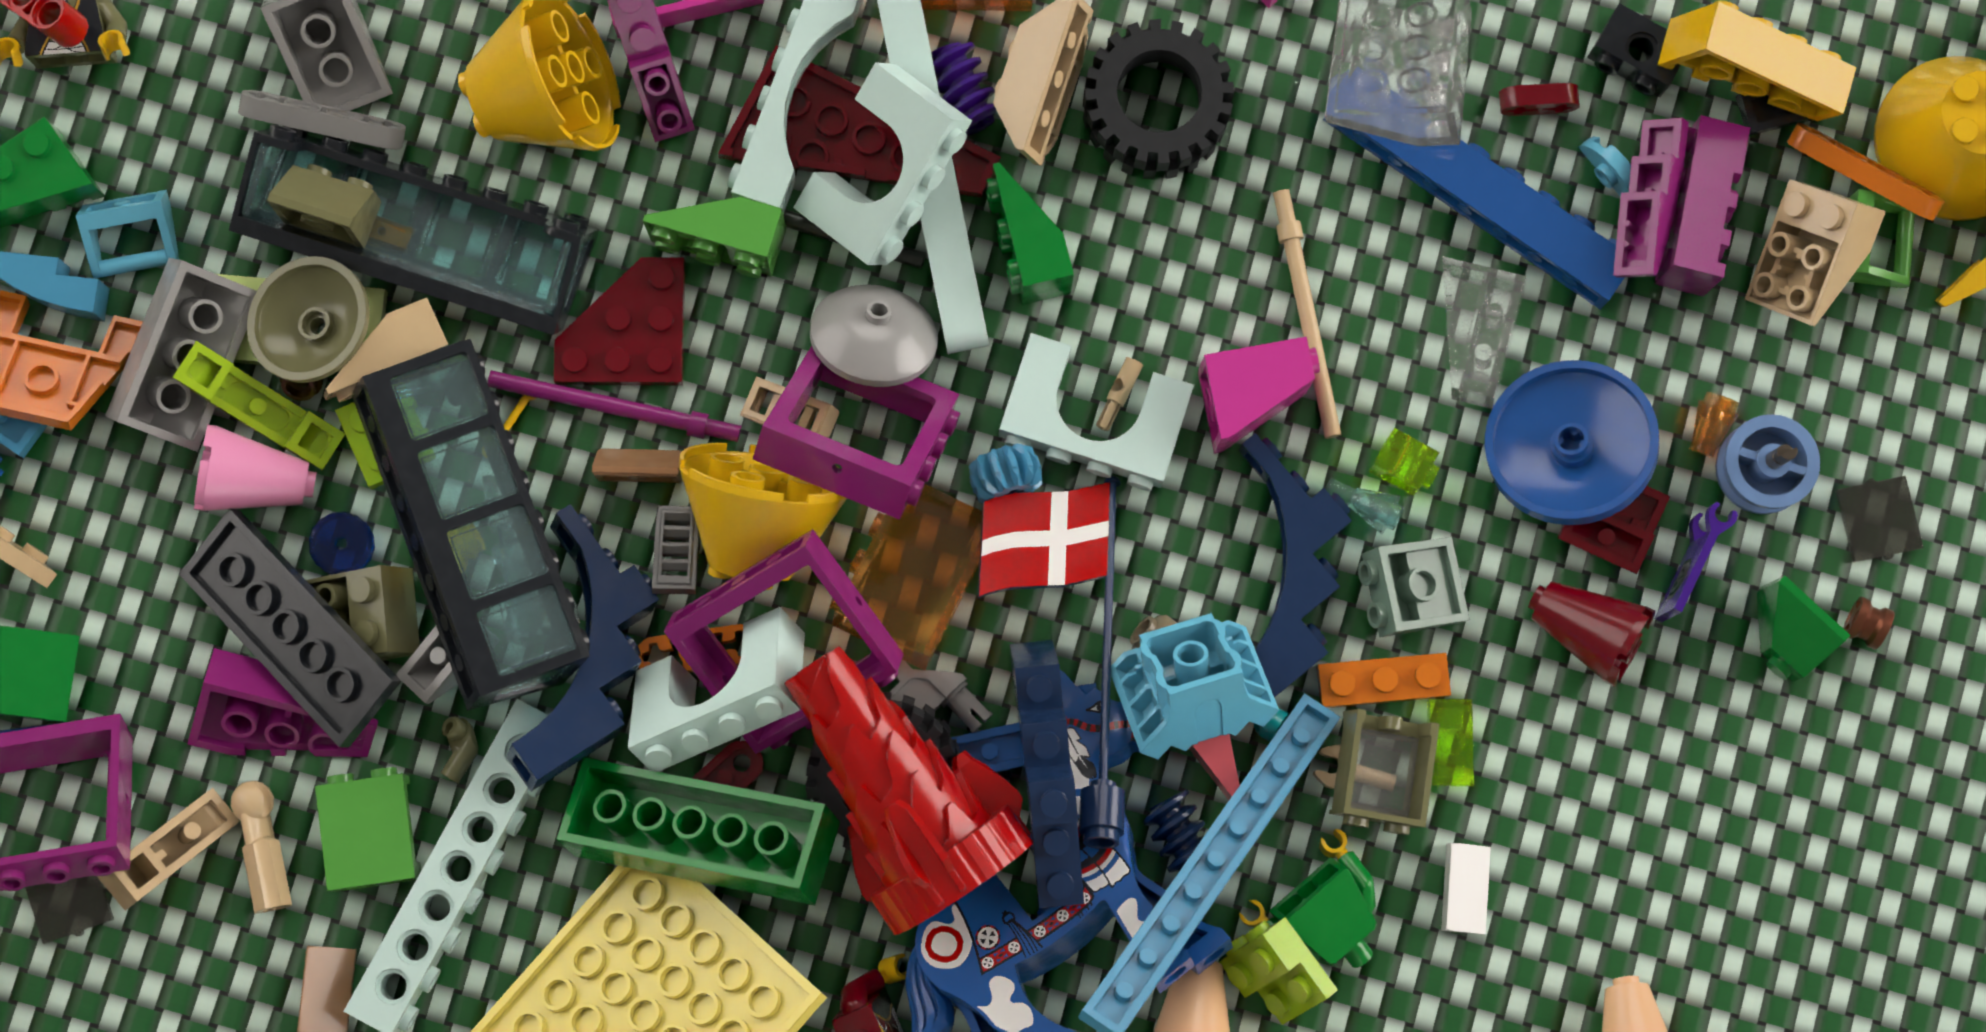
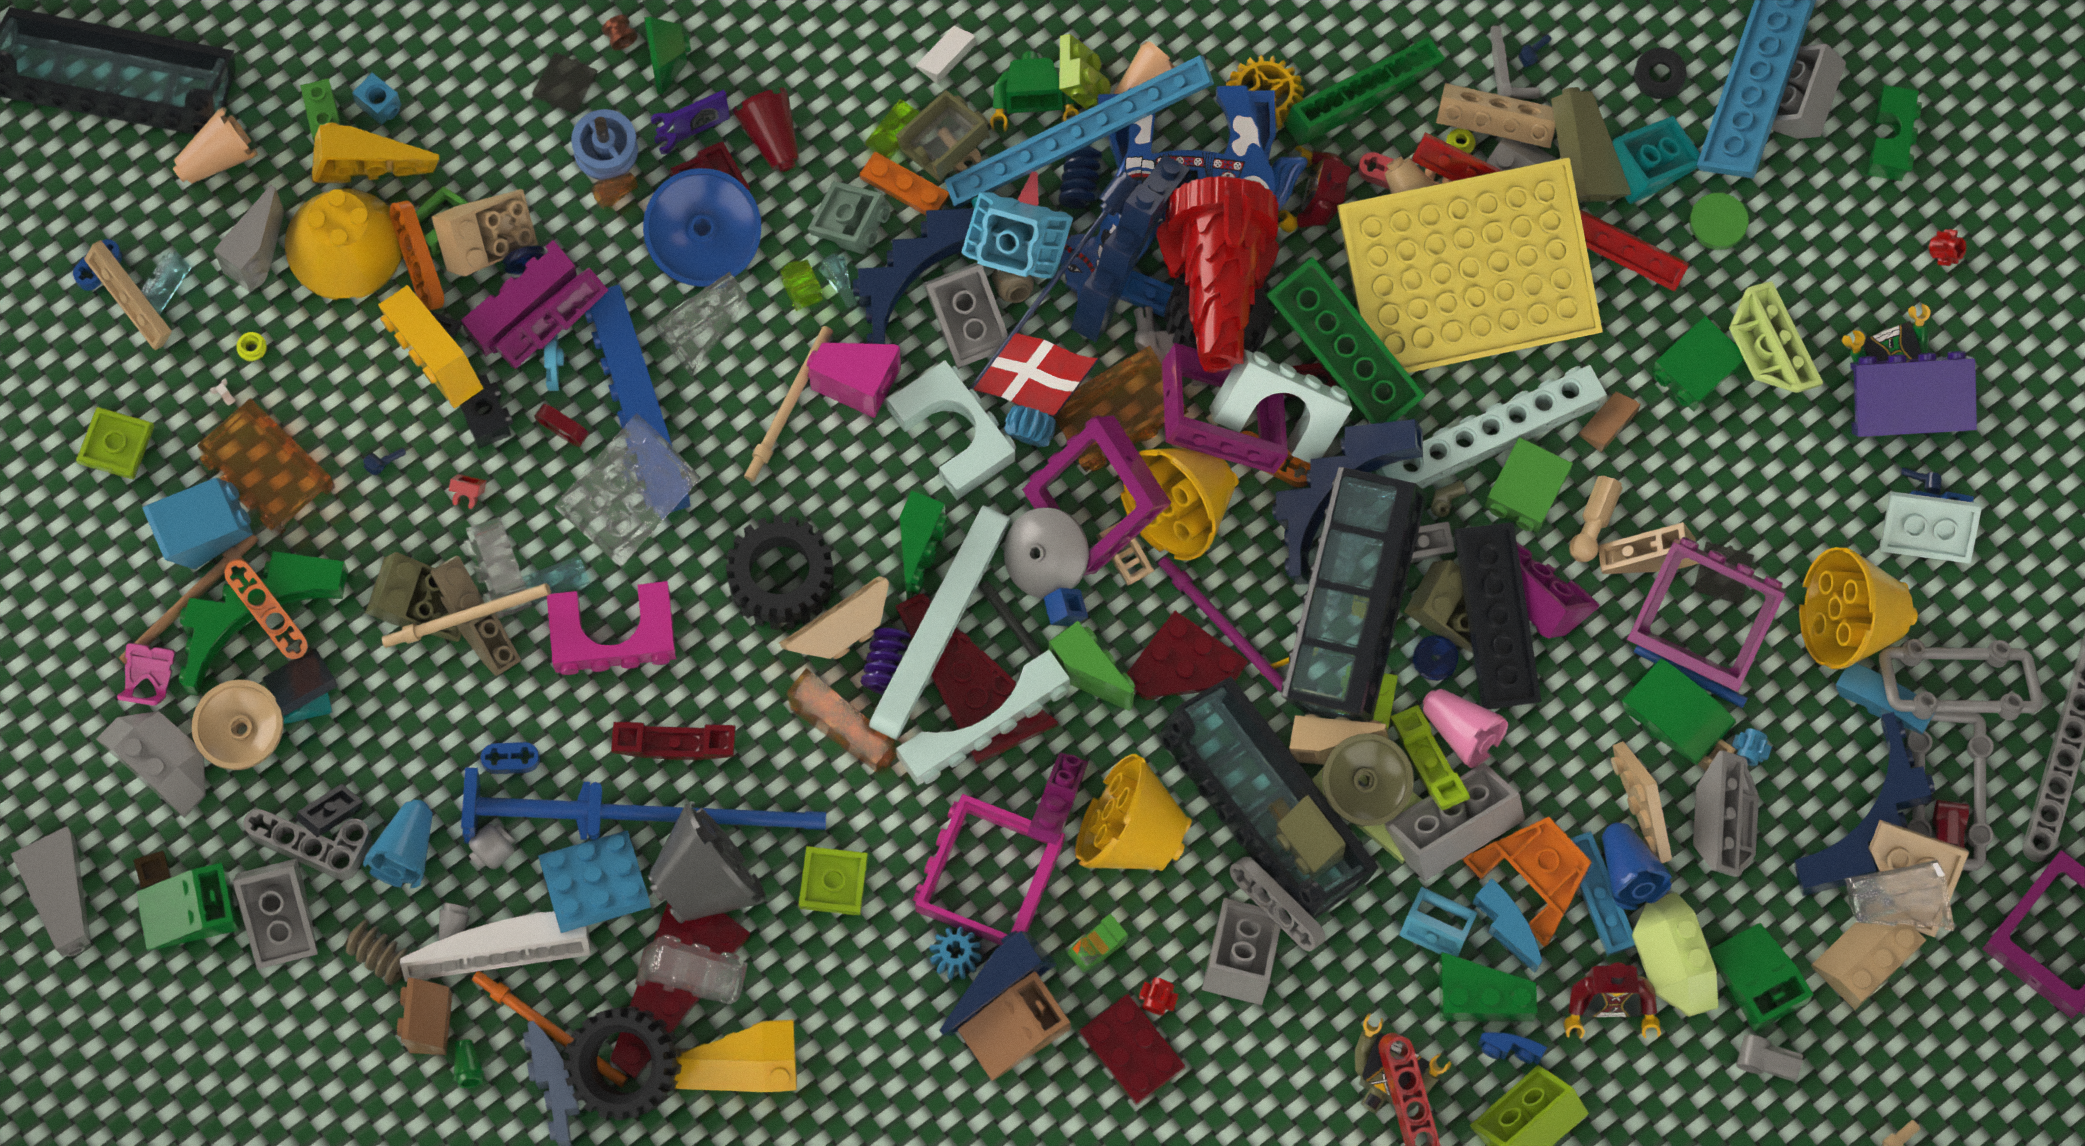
camera: 140 degrees left, 10 degrees down
(637, 465) = (1233, 581): medium nougat slope -> none
(675, 524) = (1231, 517): dark grey slope -> none
(805, 290) = (1065, 607): none -> blue plate
(929, 136) = (934, 620): light aqua arch -> none
(1116, 398) = (934, 431): tan pin -> none
(1186, 565) = (967, 313): none -> light grey slope
(1741, 255) = (517, 259): none -> clear blue piece

